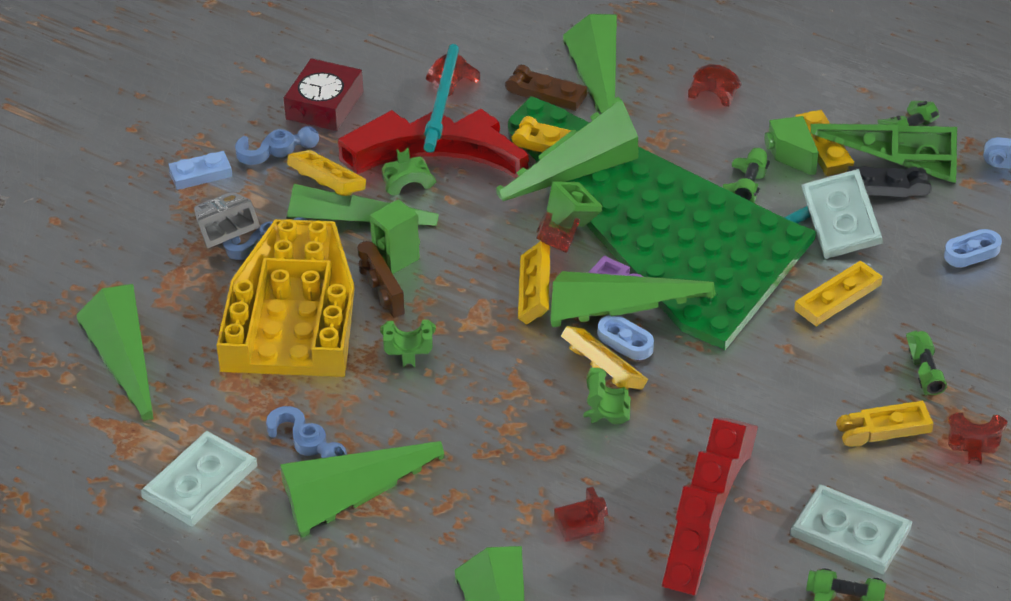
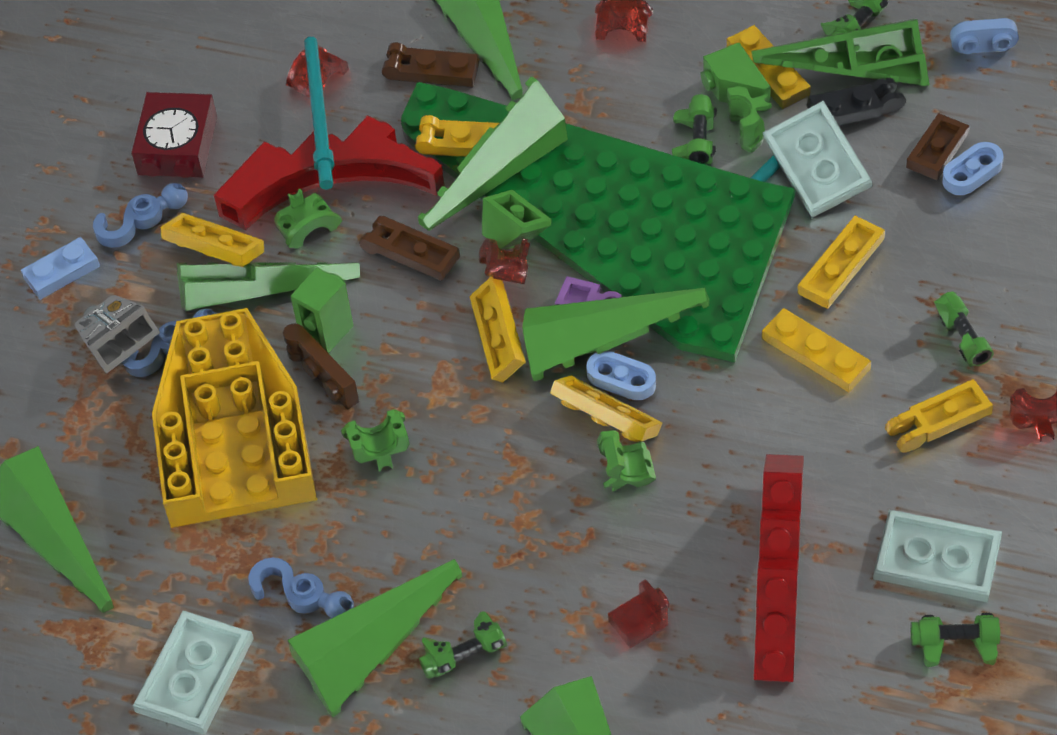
camera: 10 degrees left, 10 degrees up
(405, 510) = (442, 658): none -> bright green piece
(484, 211) = (410, 247): none -> reddish brown plate
(791, 171) = (744, 110): none -> bright green piece
(796, 354) = (816, 350): none -> yellow plate
(946, 225) = (937, 146): none -> reddish brown plate

